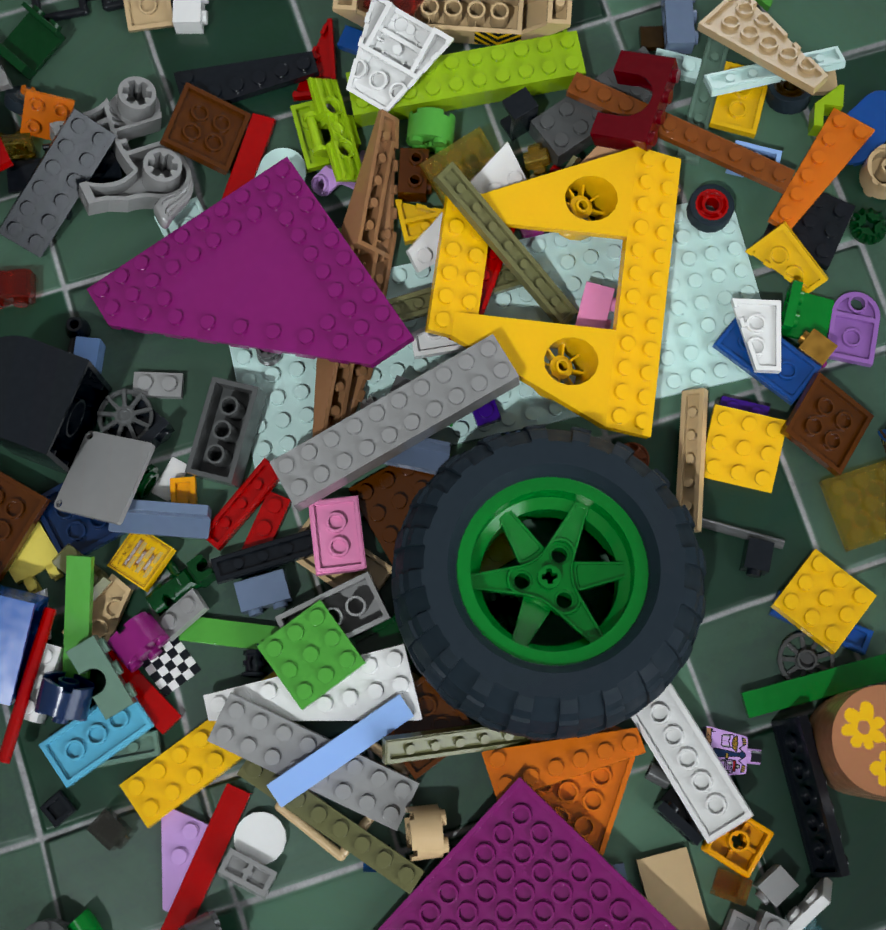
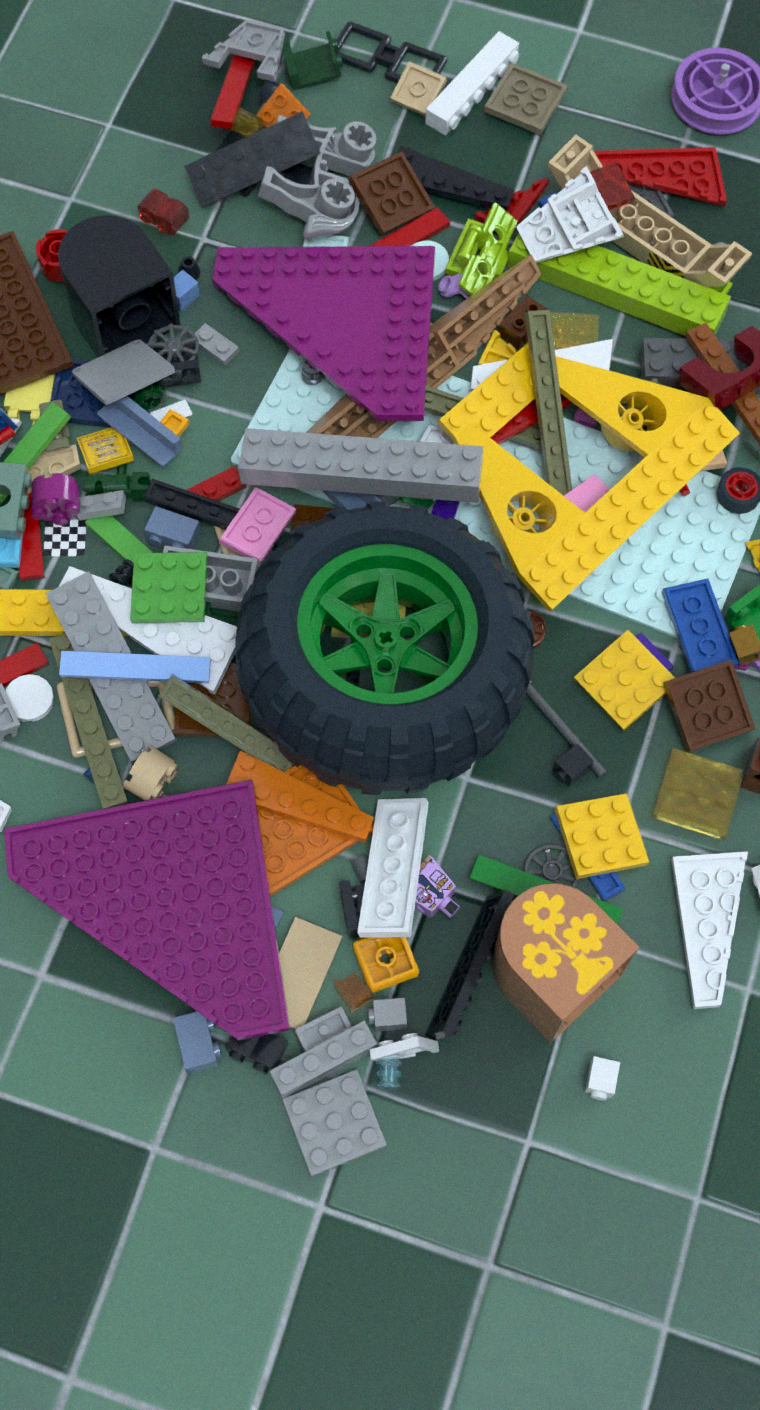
camera: 35 degrees right, 10 degrees down
(226, 432) = (235, 402): dark grey brick -> none
(242, 504) = (202, 463): red tile -> none
(430, 129) = (561, 294): bright green brick -> none
(521, 111) = (640, 325): black panel -> none
(536, 158) = (629, 367): clear yellow gear -> none
(692, 452) = (576, 659): tan plate -> none
(761, 332) = (707, 601): white wing -> none

